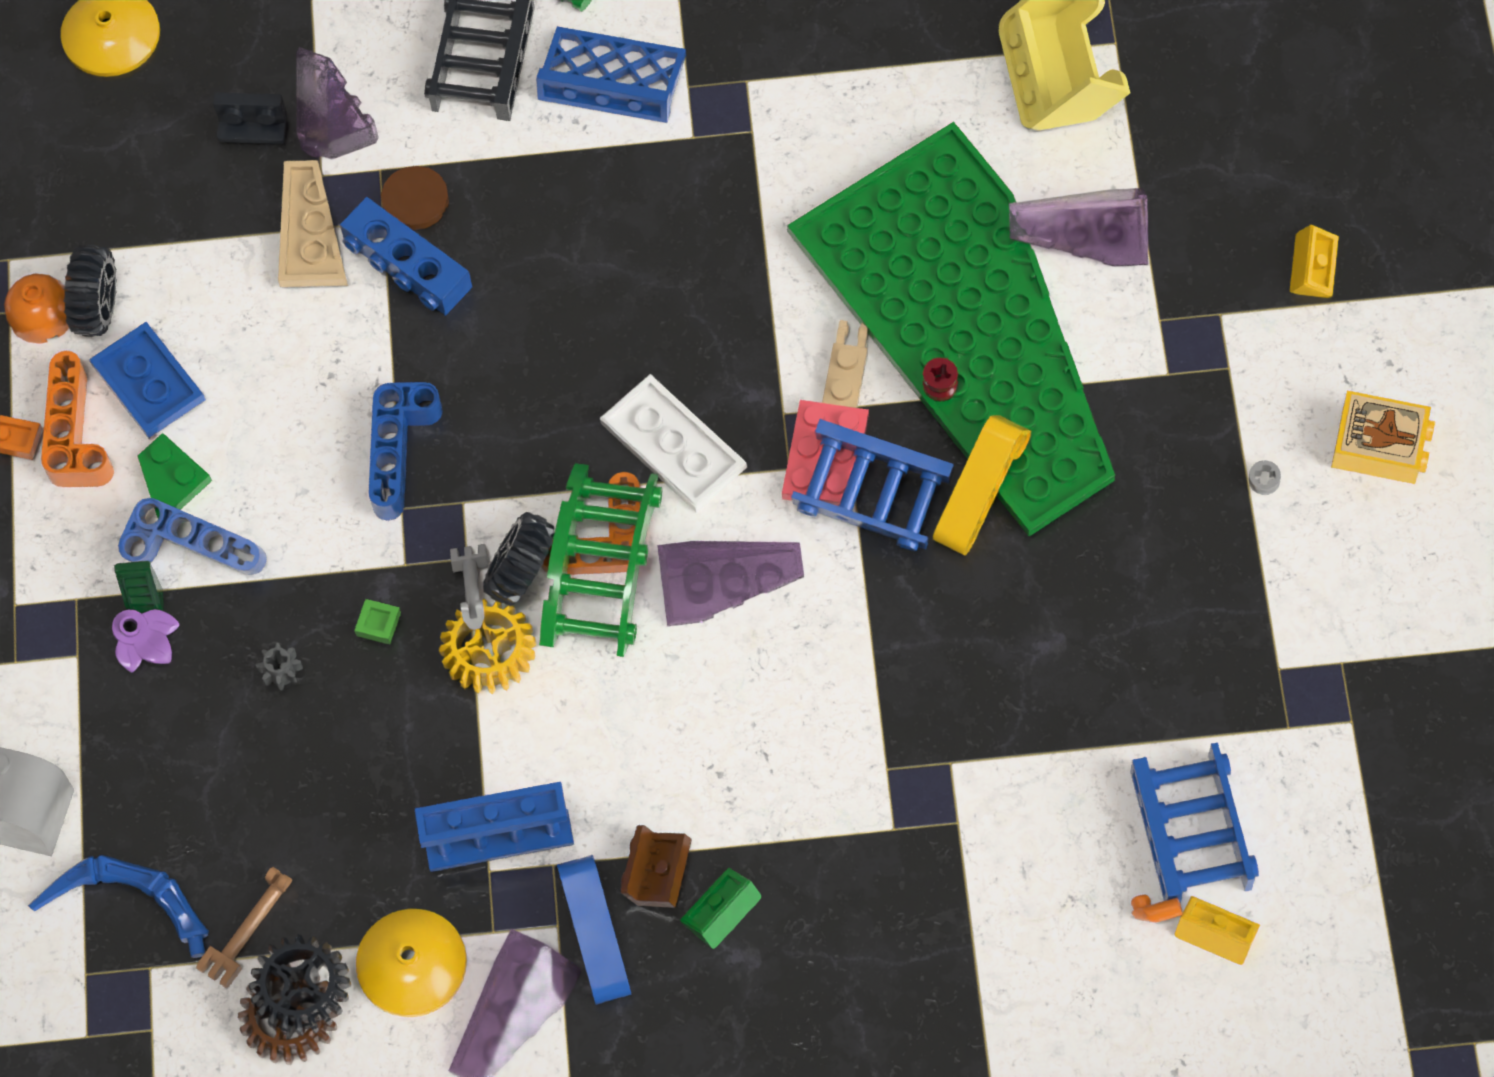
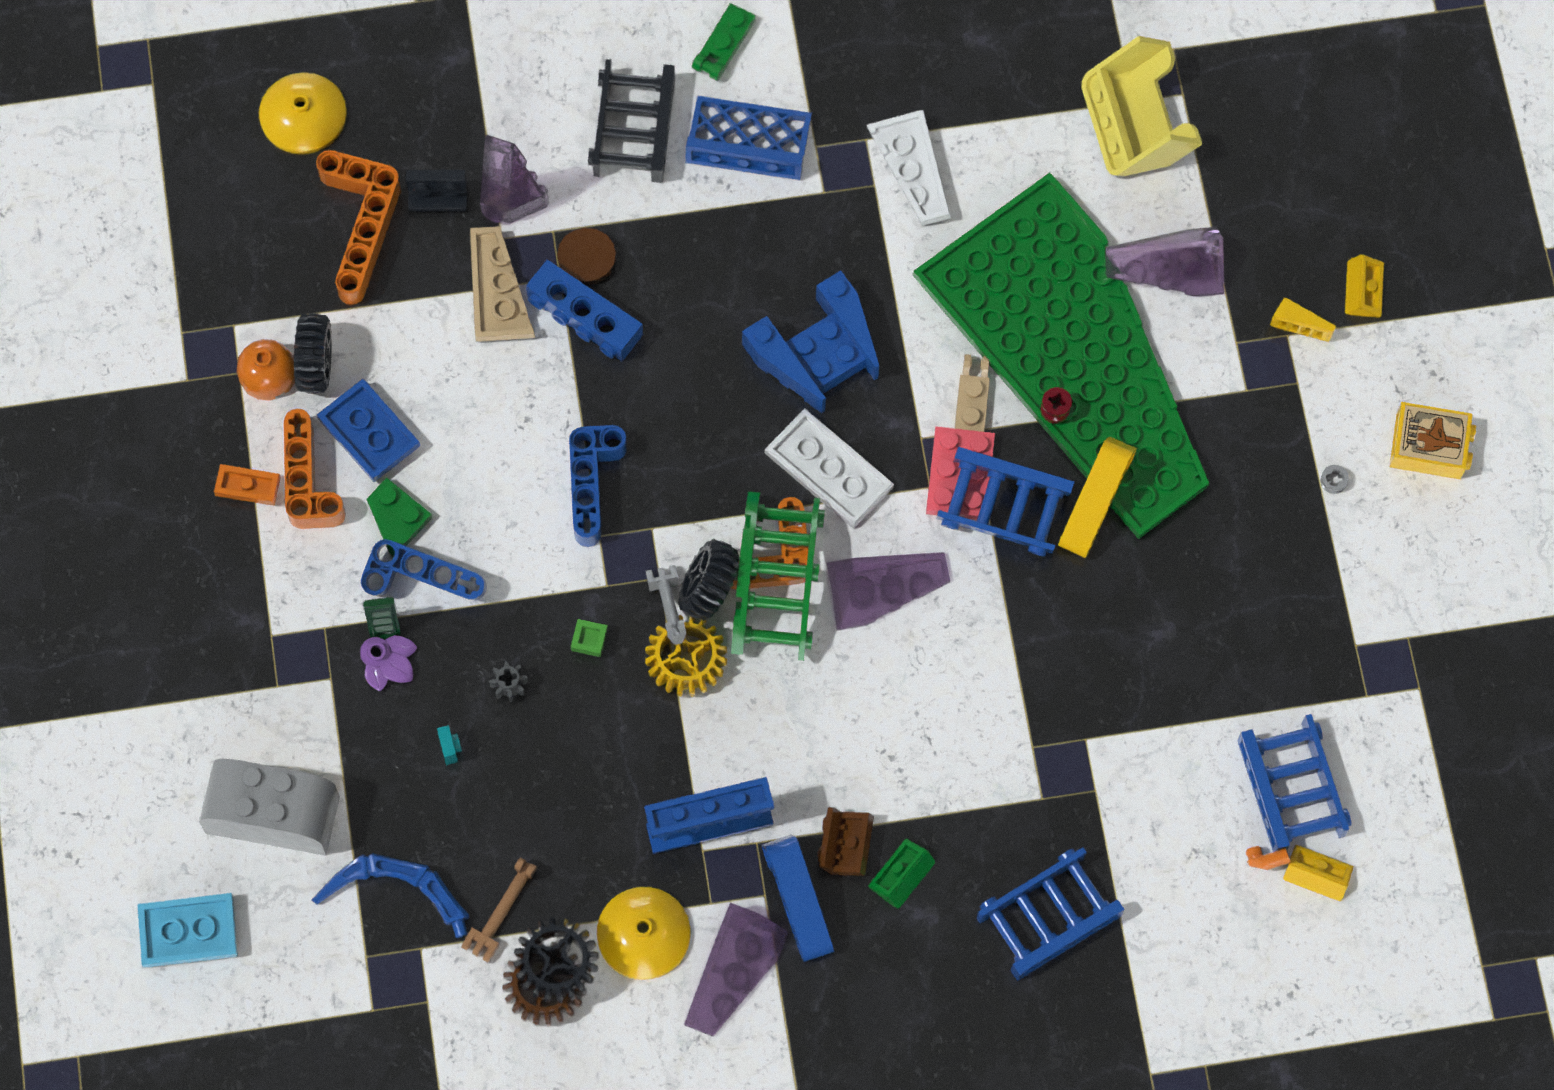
camera: 10 degrees left, 5 degrees up
(167, 149) = (366, 221): none -> orange beam
(203, 735) = (450, 744): none -> teal plate
(674, 313) = (822, 353): none -> blue wedge
(796, 103) = (911, 158): none -> white wing
(892, 998) = (1051, 943): none -> blue fence
(1235, 297) = (1301, 321): none -> yellow slope

